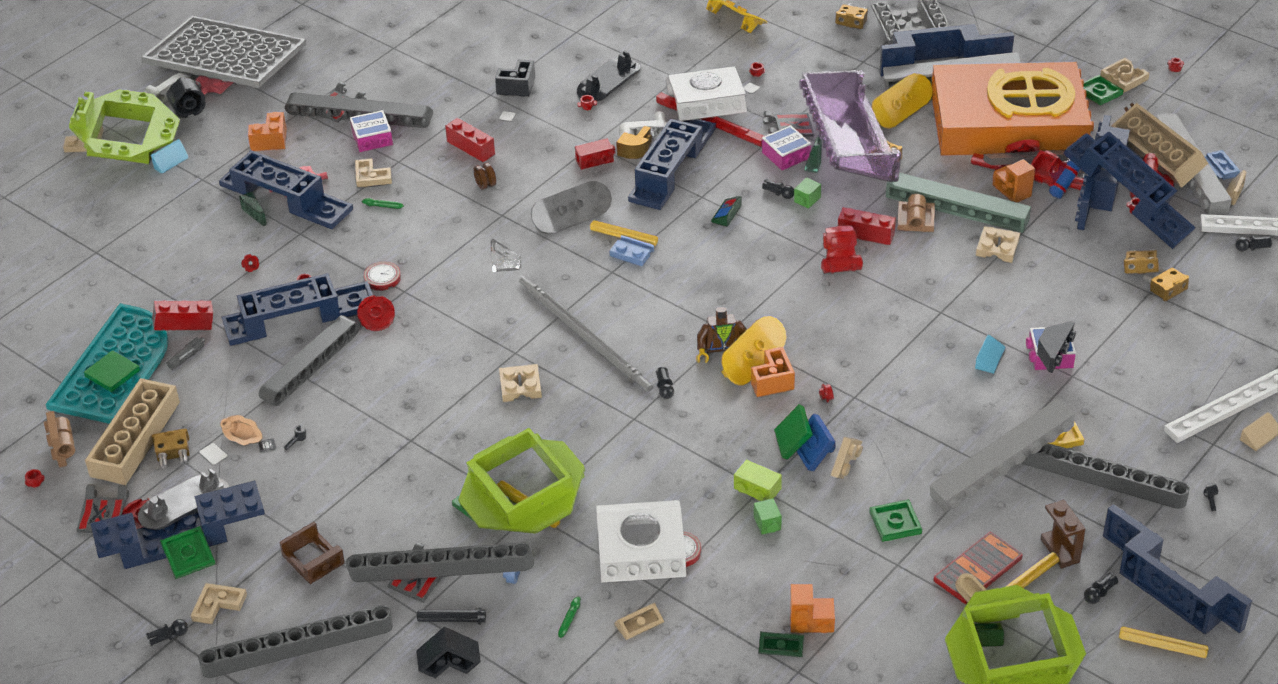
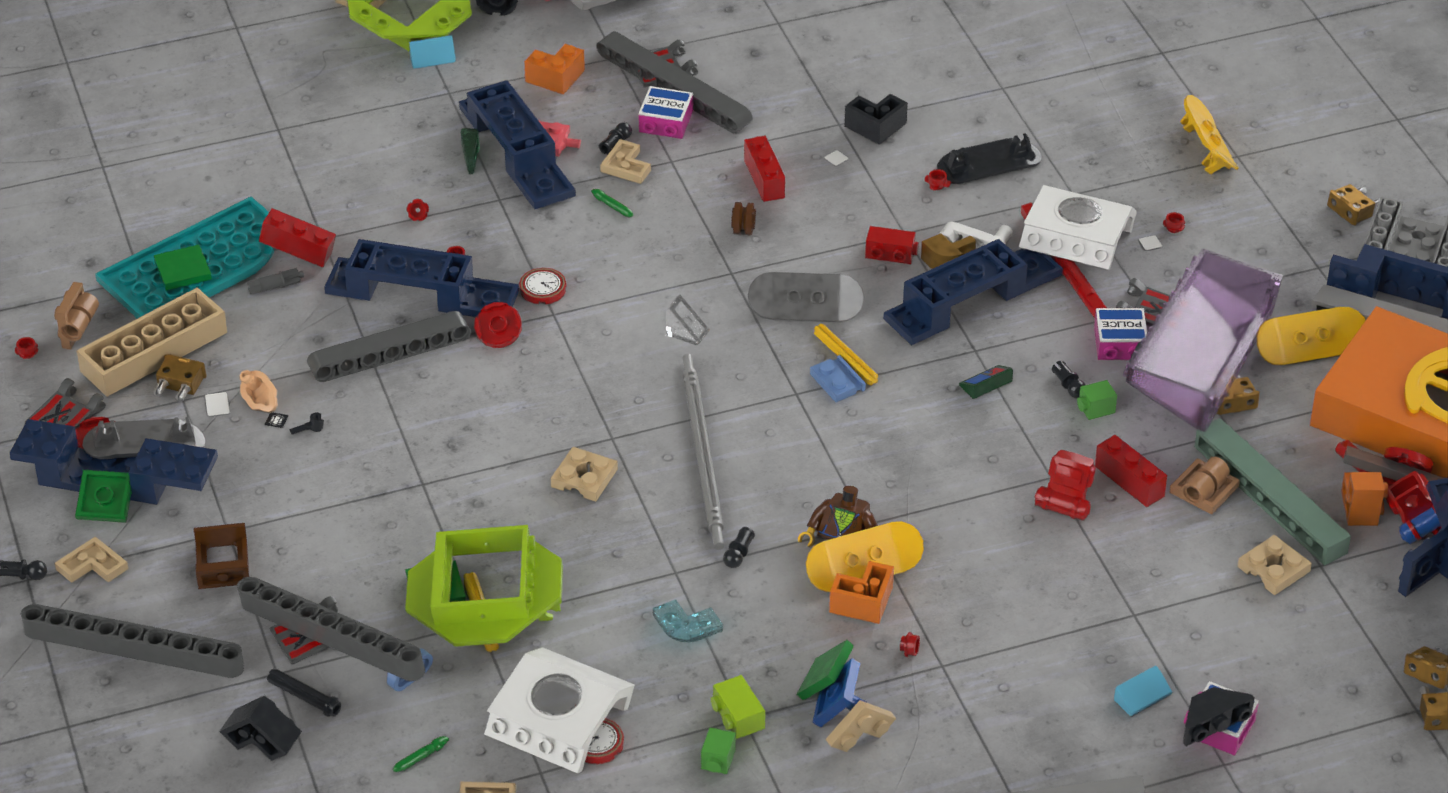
camera: 30 degrees right, 0 degrees up
(349, 160) = (622, 131): none -> black pin
(672, 450) = (686, 628): none -> clear light blue plate

